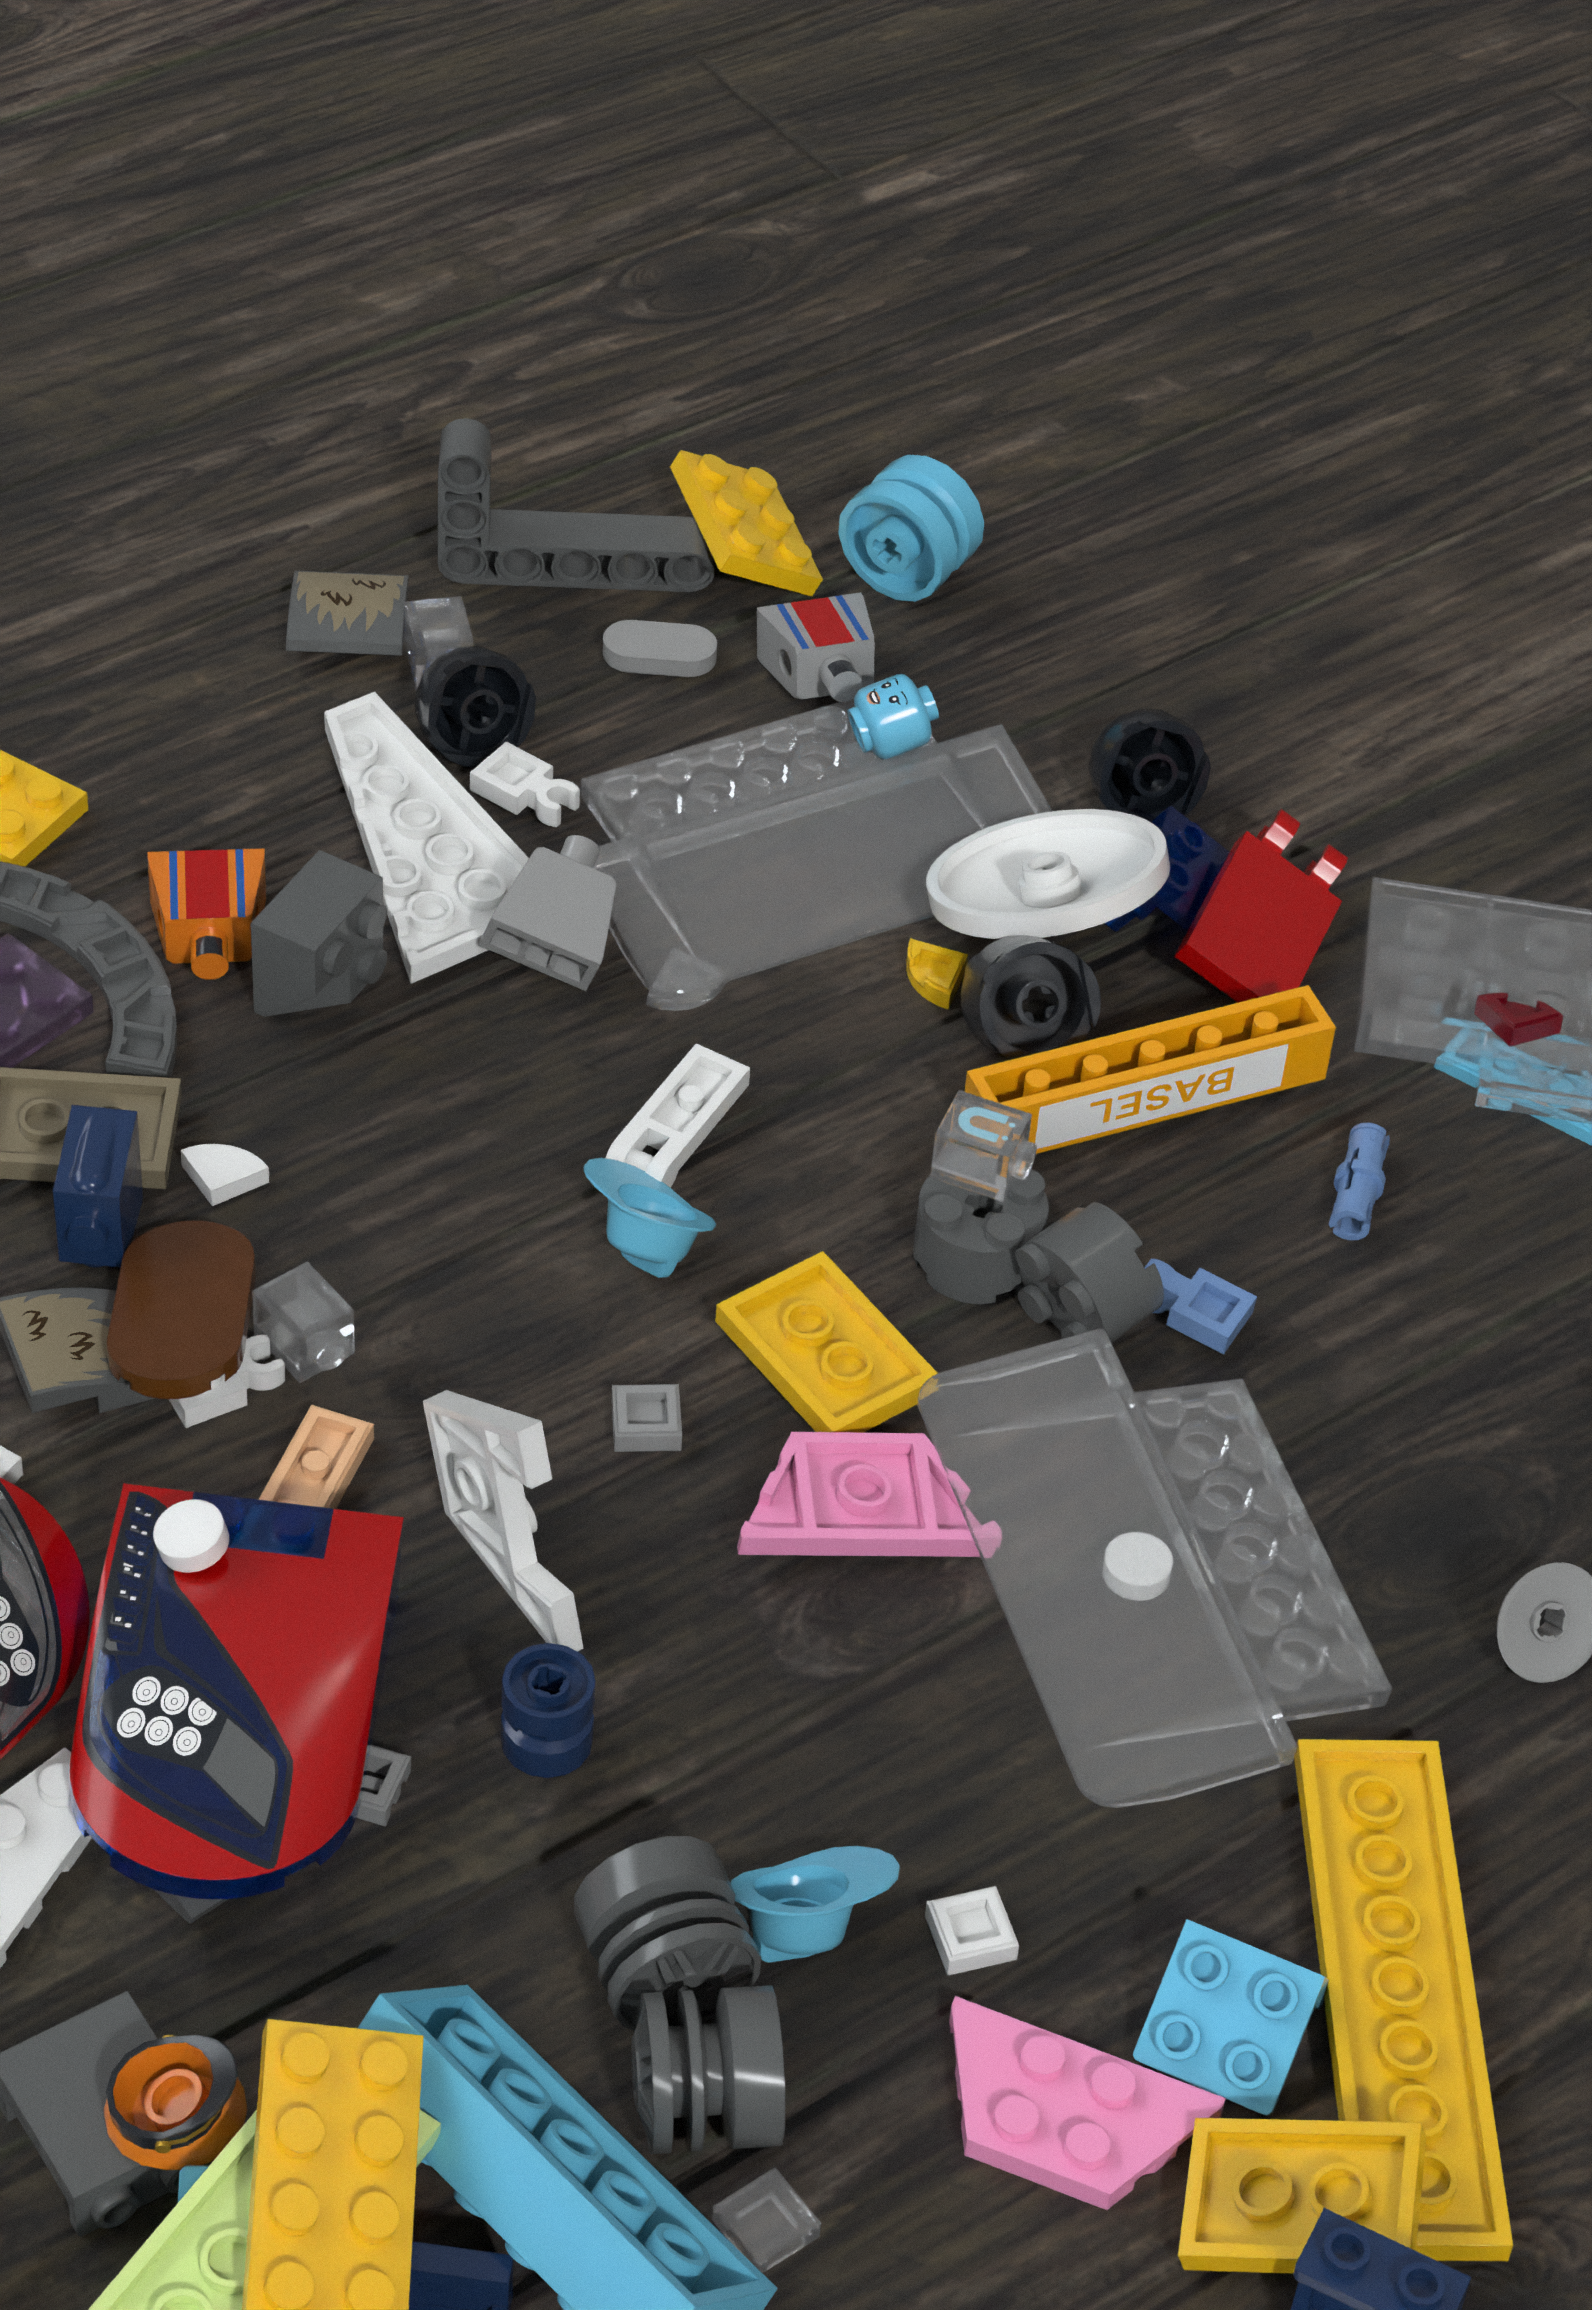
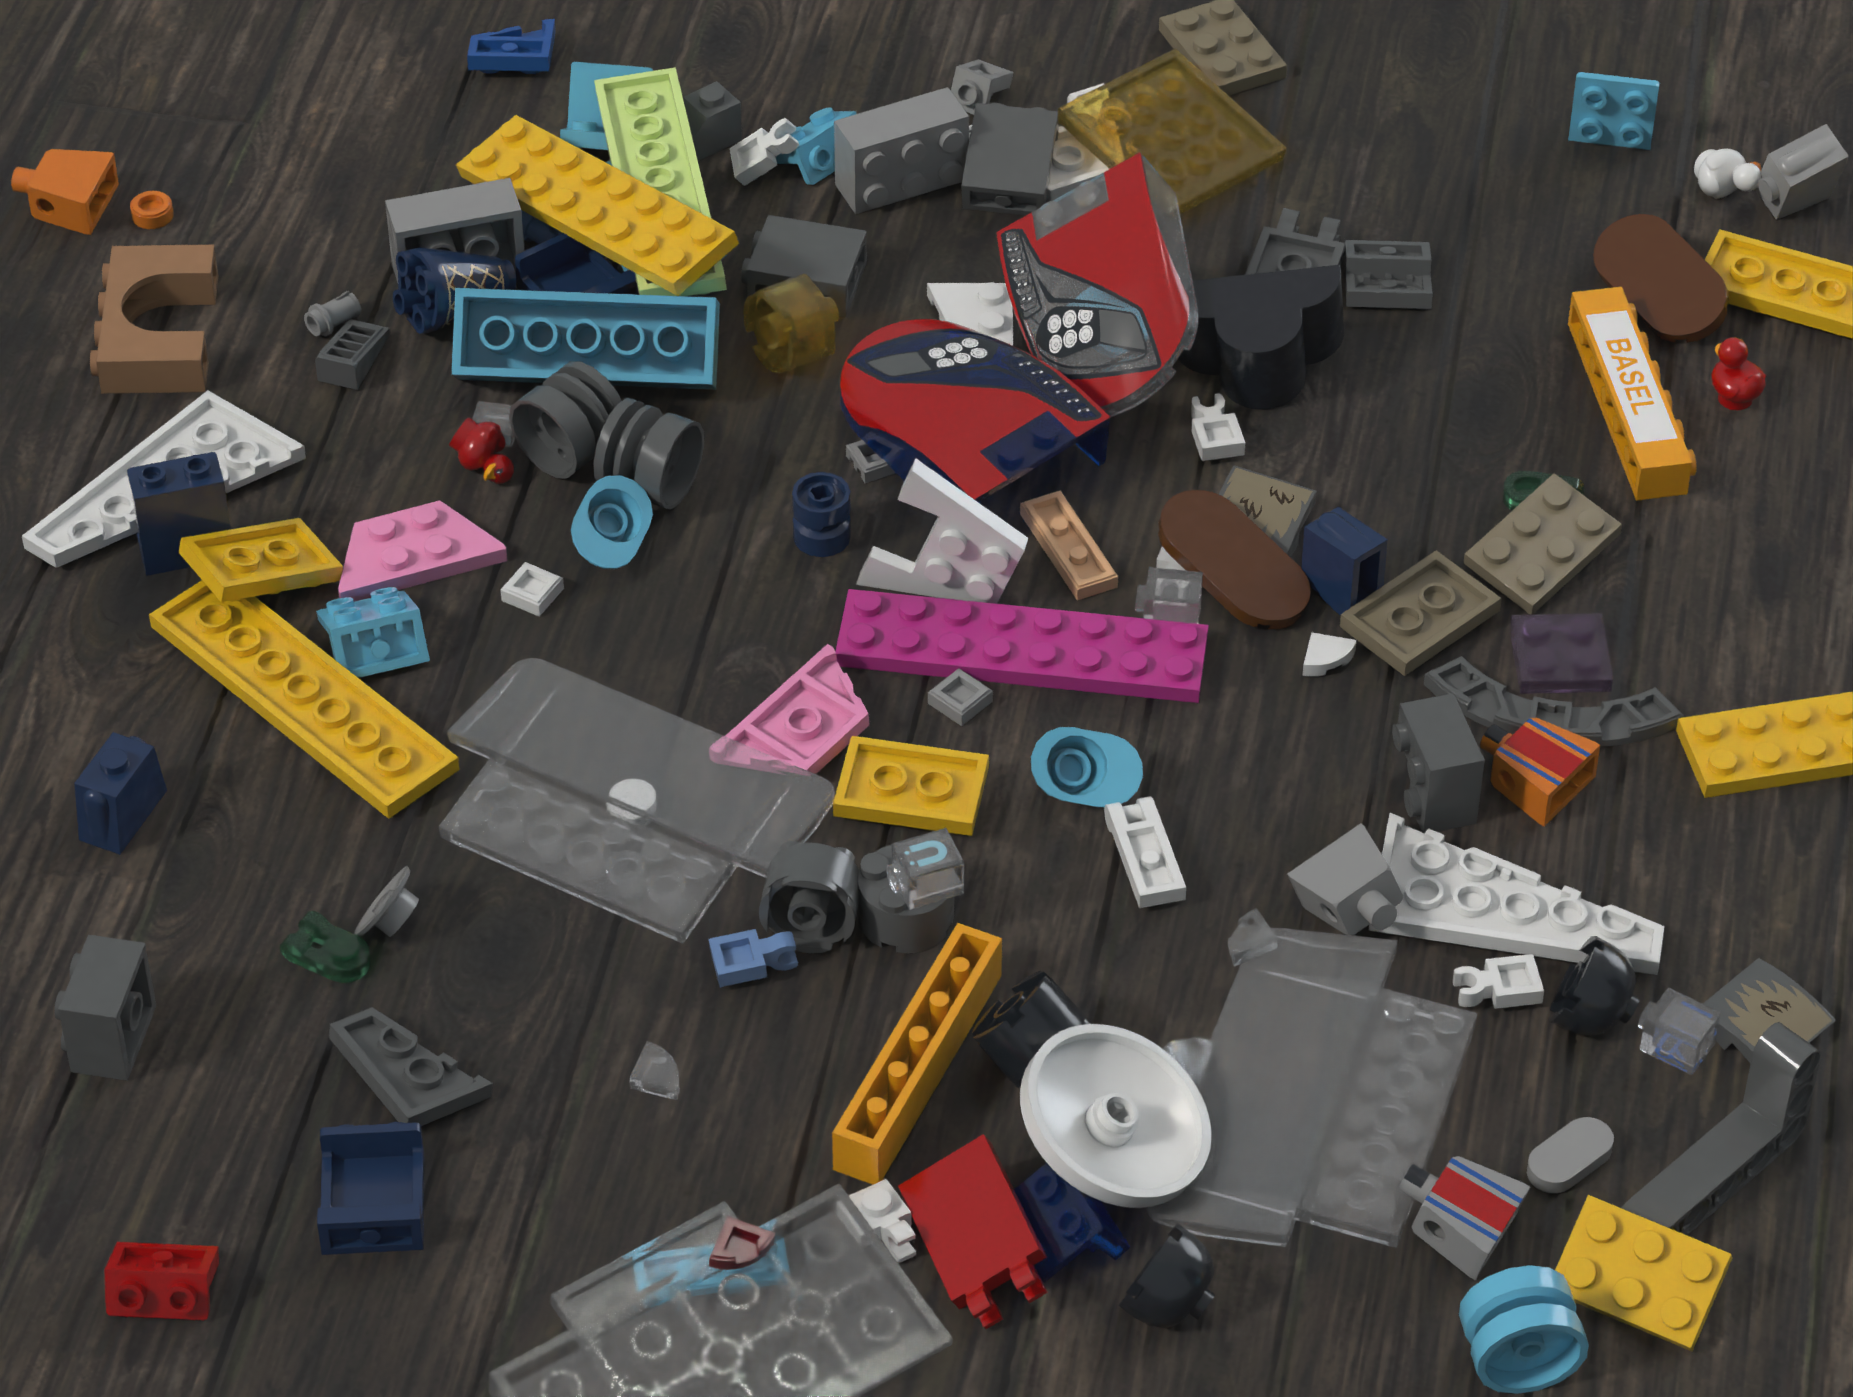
camera: 140 degrees right, 0 degrees up
(175, 2102) = (766, 253): orange piece -> none
(191, 1536) = (1038, 399): white tile -> none
(257, 1974) = (791, 324): none -> clear yellow brick
(603, 1511) = (1023, 645): none -> dark pink plate
(841, 2165) = (477, 447): none -> red animal
(886, 928) = (1191, 1055): none -> clear tile
(892, 716) = (1344, 1158): medium azure head -> none
(1338, 1004) = (887, 1217): none -> white plate
(1359, 1181) = (741, 1109): medium blue pin -> none
(1407, 1277) = (656, 1073): none -> clear tile

